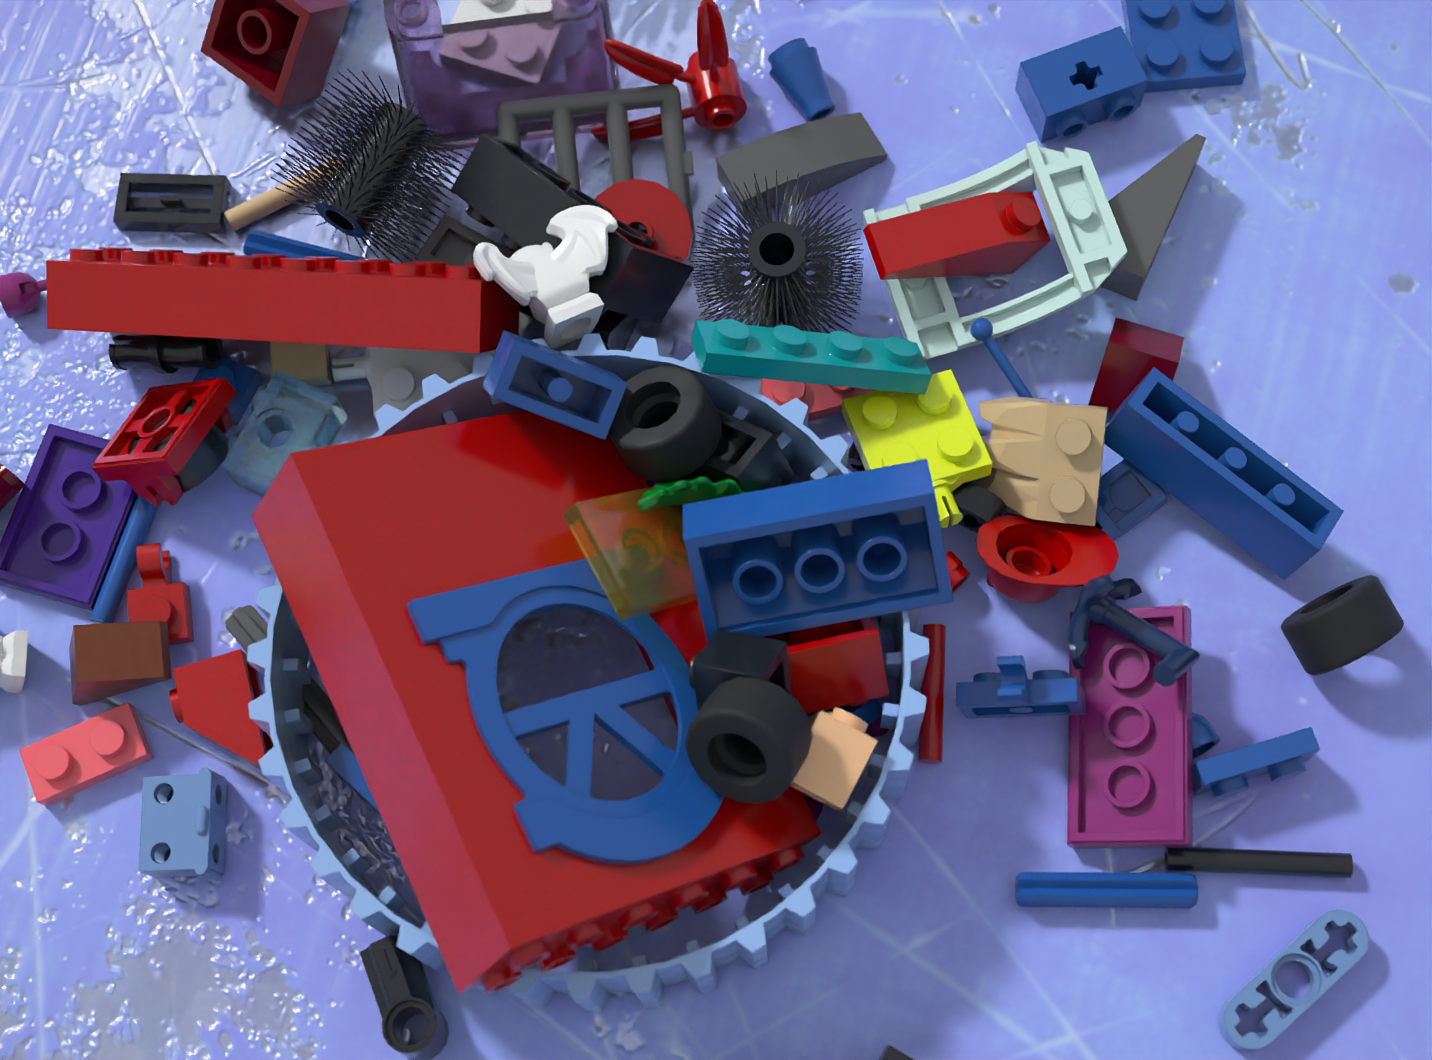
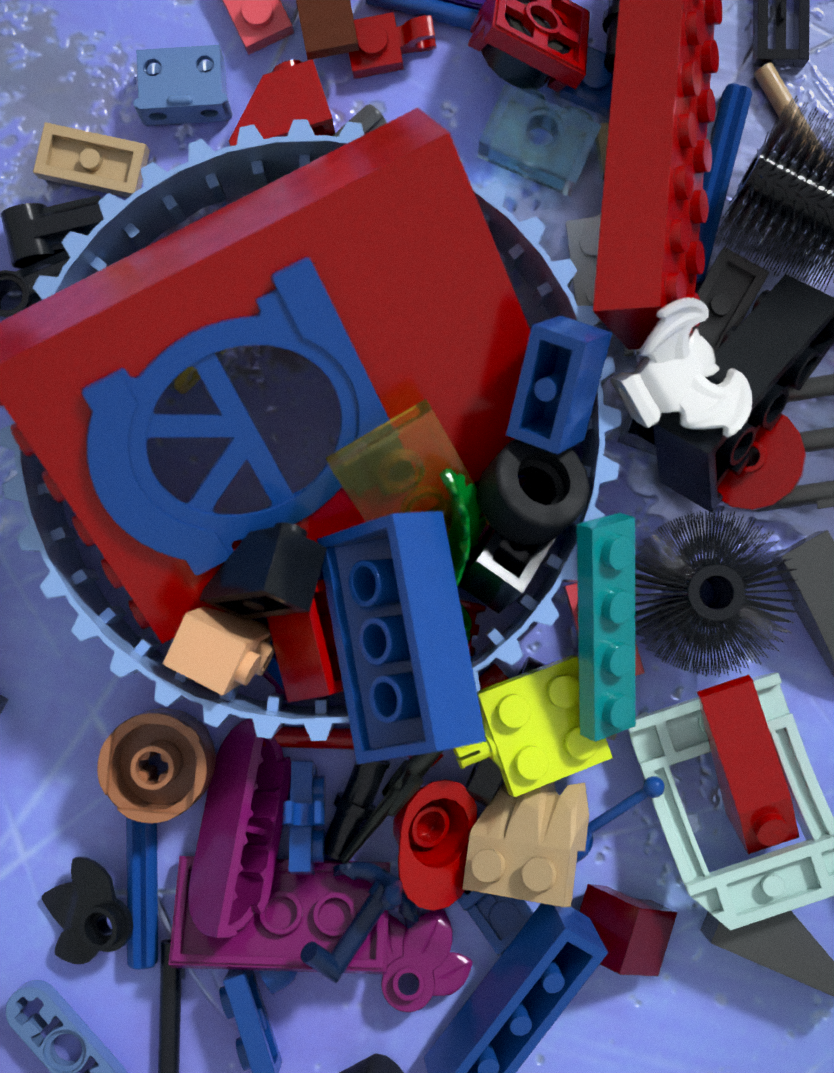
camera: 85 degrees right, 15 degrees up
(260, 933) = (90, 160): none -> tan plate
(339, 990) = (38, 230): none -> black piece
(765, 717) = (212, 579): black tyre -> none
(979, 590) = (396, 794): none -> pearl dark grey piece
(989, 838) = (134, 783): none -> nougat brick
(994, 640) = (354, 806): none -> black pin
(1033, 769) = (239, 833): none -> magenta brick
(1134, 958) = (83, 912): none -> black plate
(1173, 573) = (426, 955): none -> magenta plate

